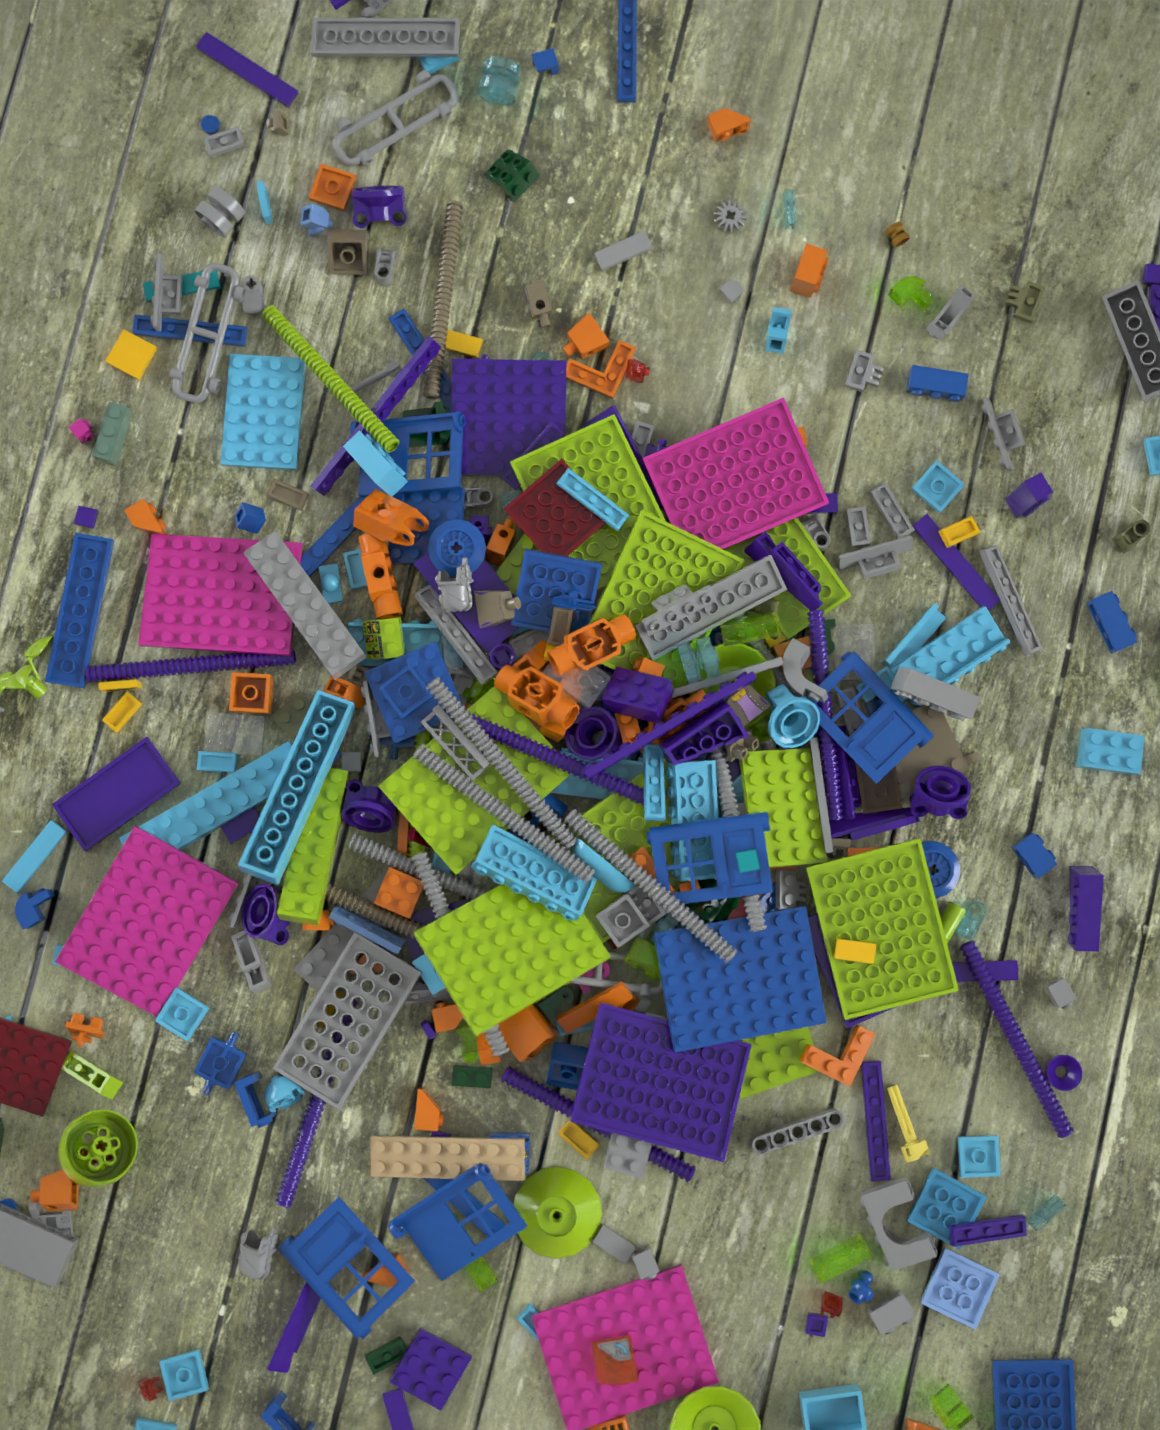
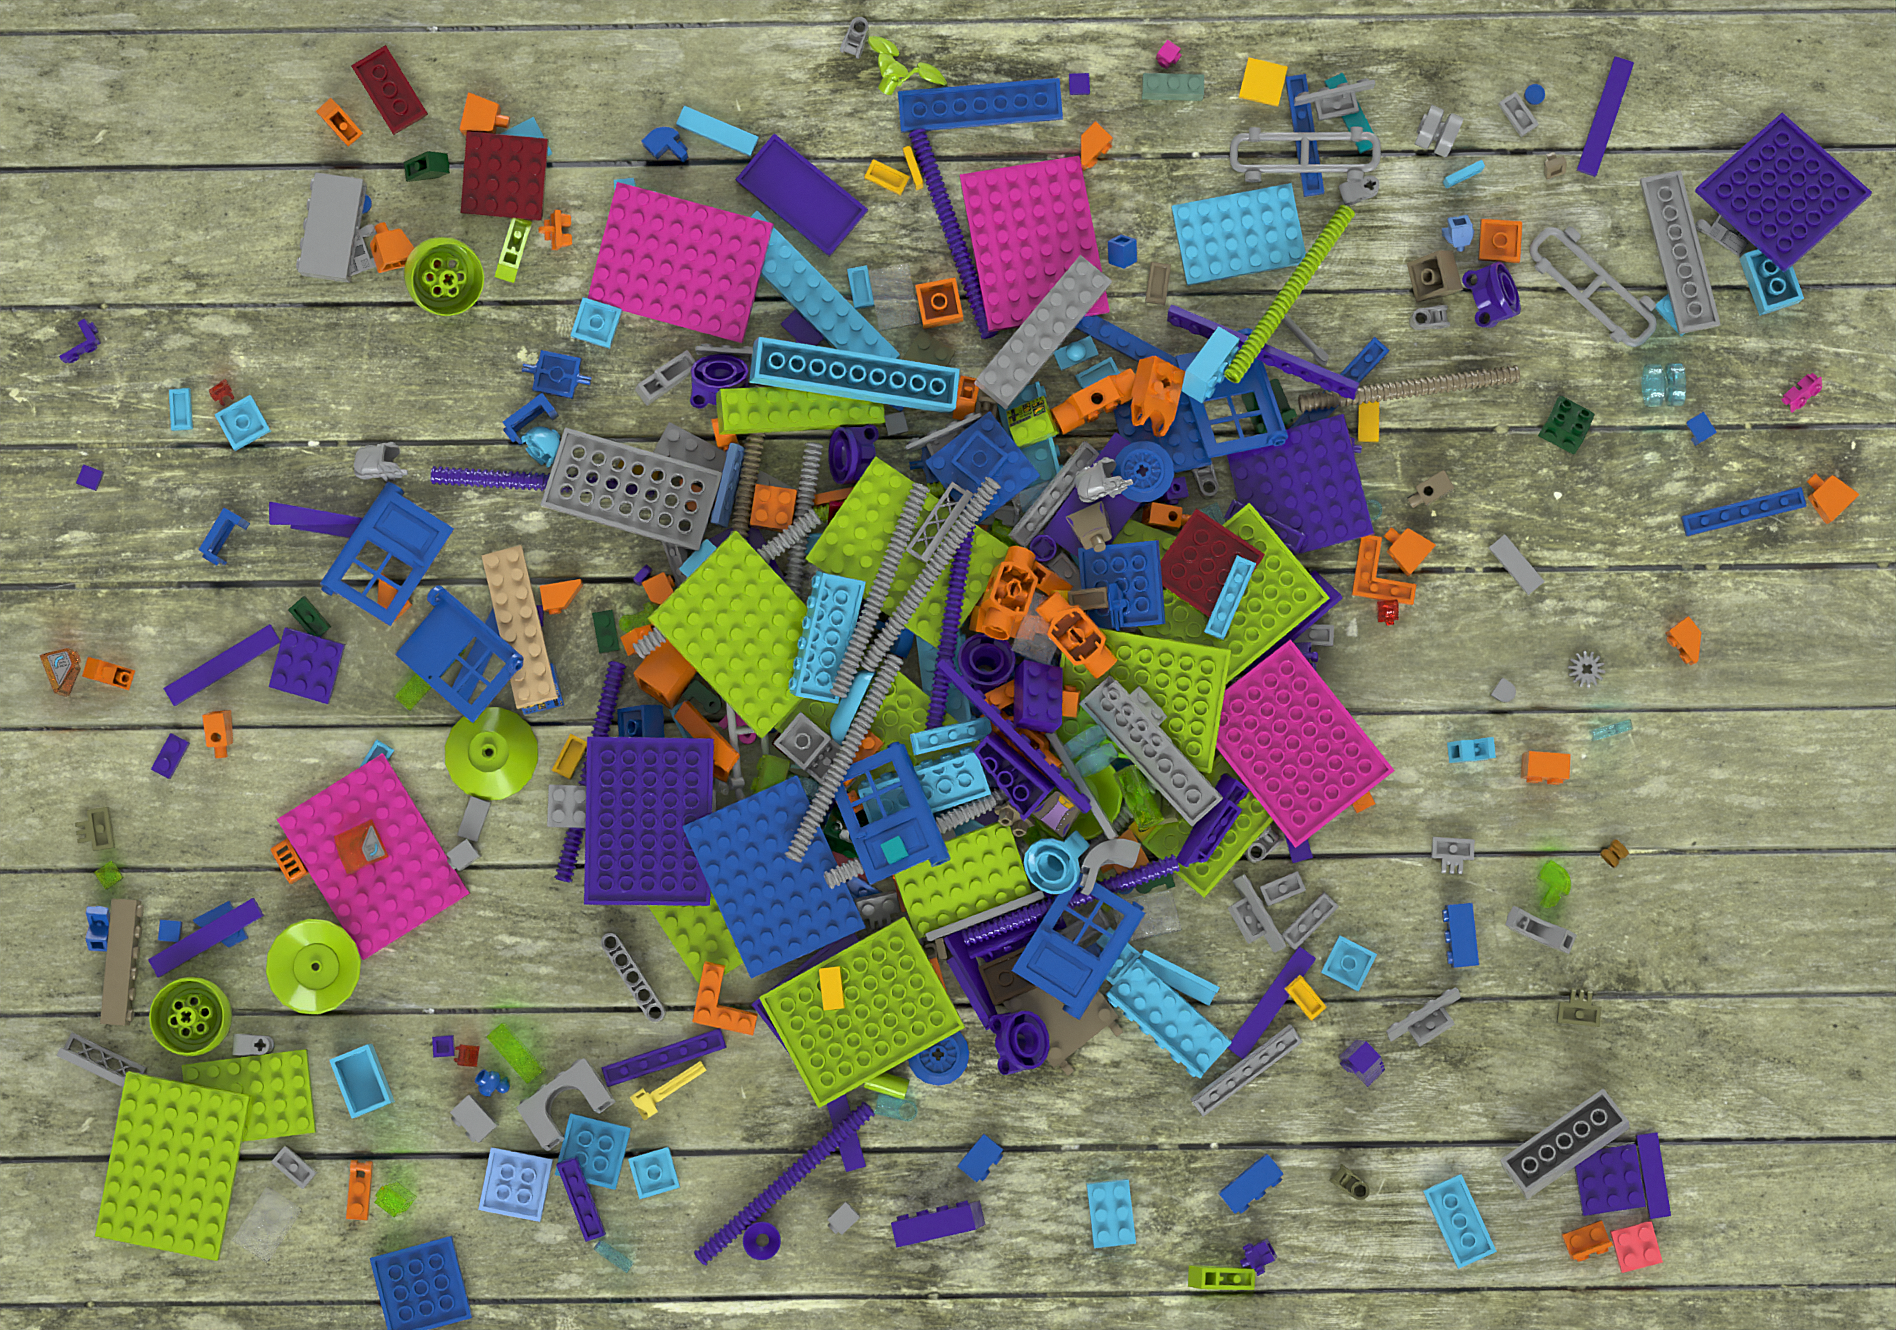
camera: 80 degrees right, 0 degrees up
(933, 692) = (1121, 1007): light grey brick -> none

